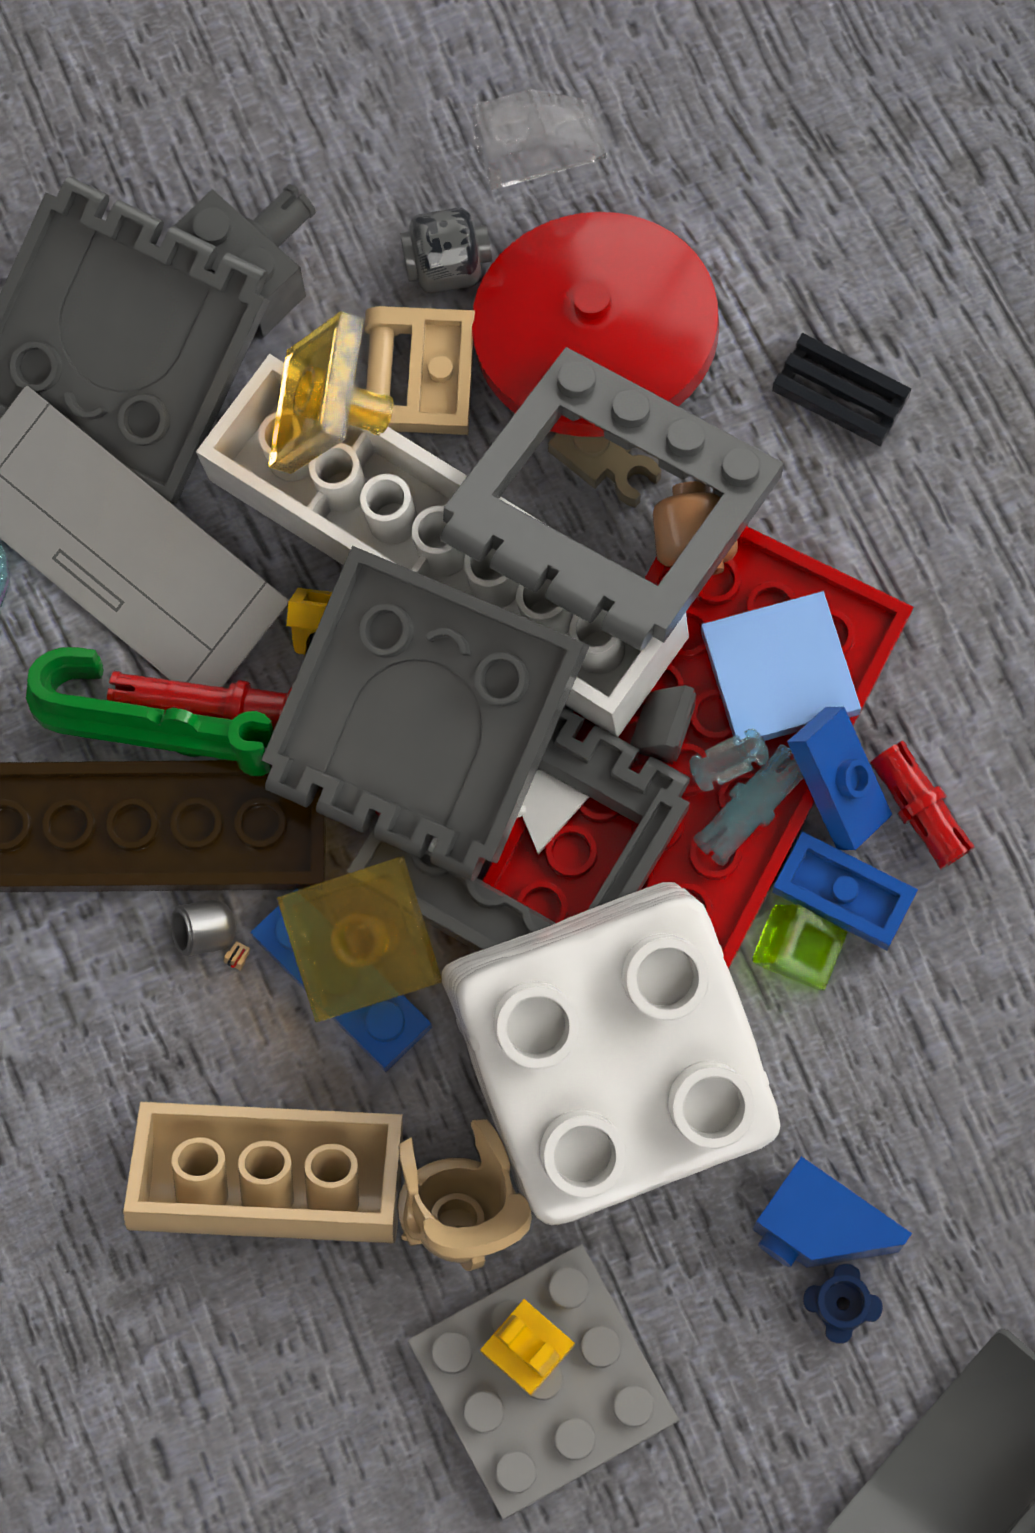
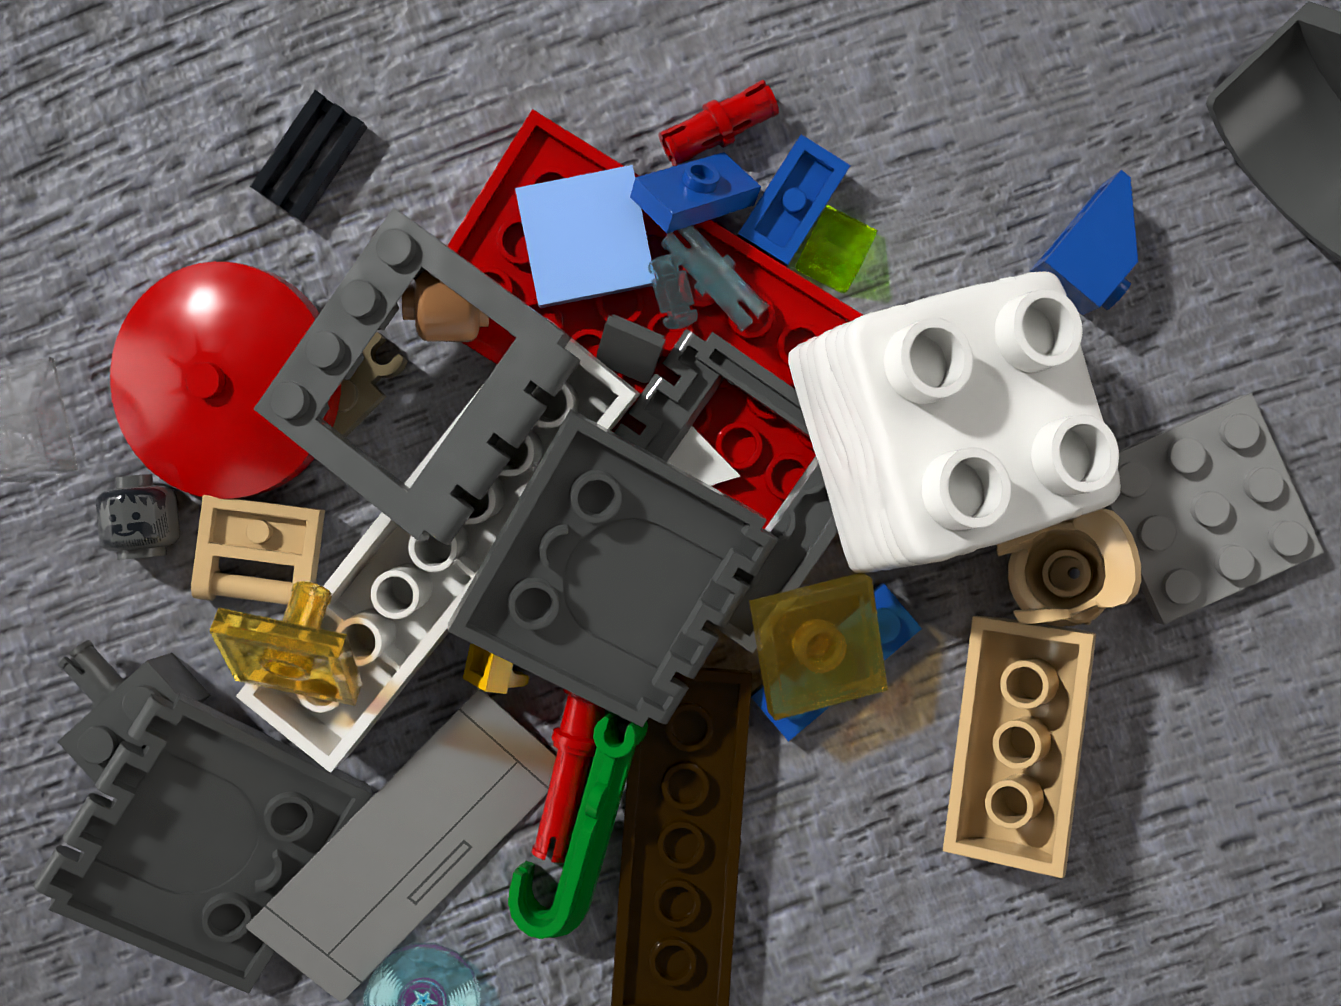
camera: 90 degrees left, 15 degrees up
(202, 927) = (777, 782): flat silver piece -> none
(237, 956) = (803, 753): tan piece -> none
(527, 1347) = (1190, 520): yellow tile -> none
(861, 1307) = (1175, 237): dark blue plate -> none

